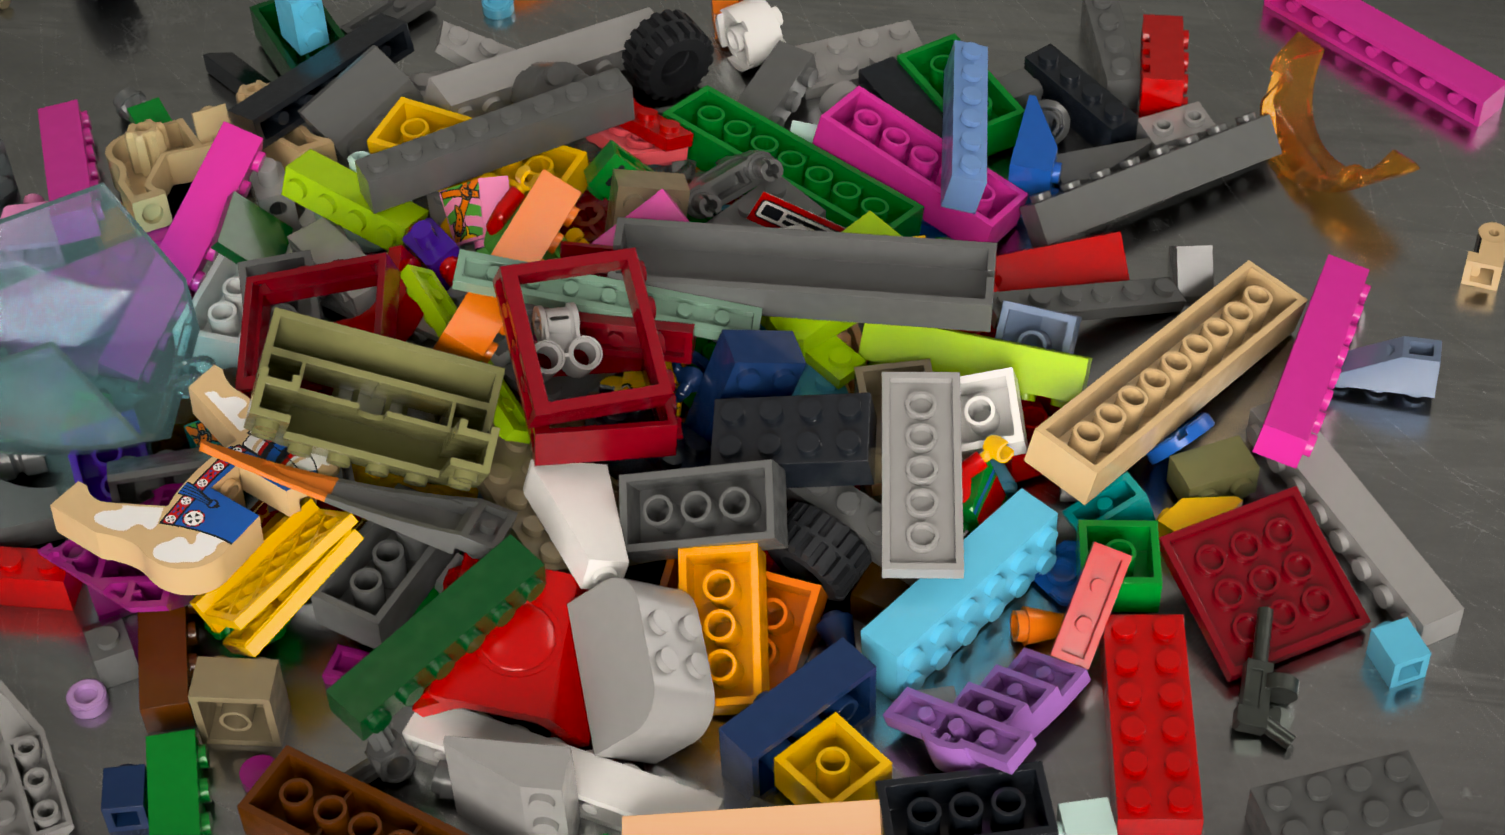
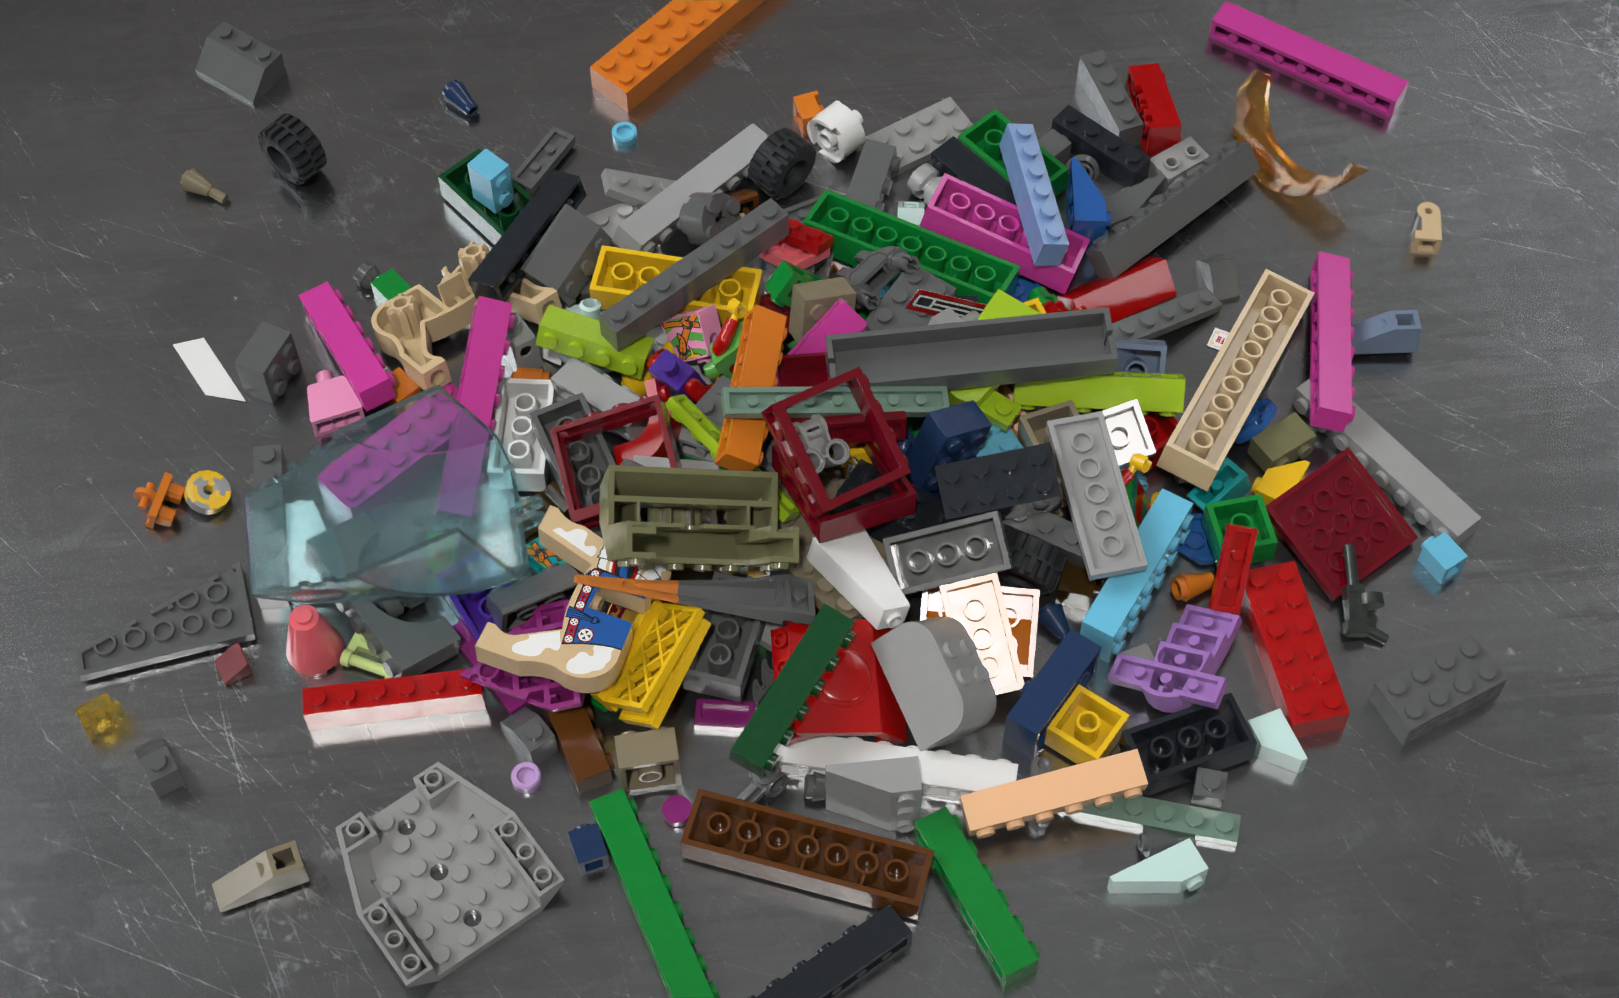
camera: 15 degrees left, 10 degrees up
(231, 70) = (440, 233): black slope -> none
(249, 231) = (524, 384): tile -> none

